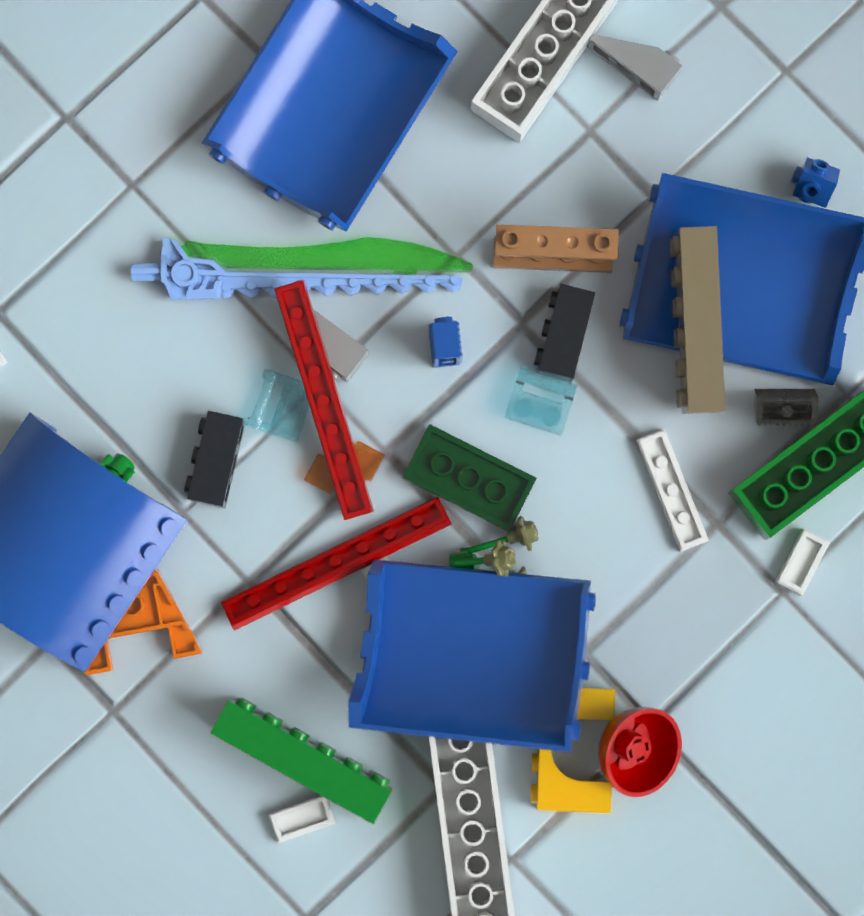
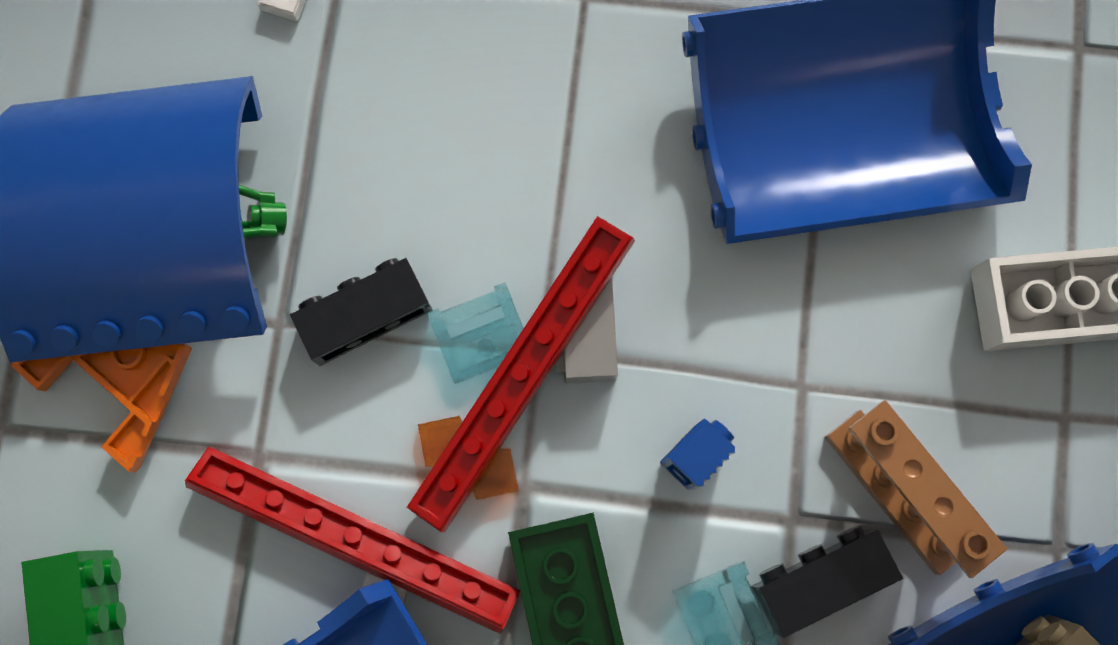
camera: 50 degrees right, 5 degrees down
(205, 279) = (548, 142): piece -> none

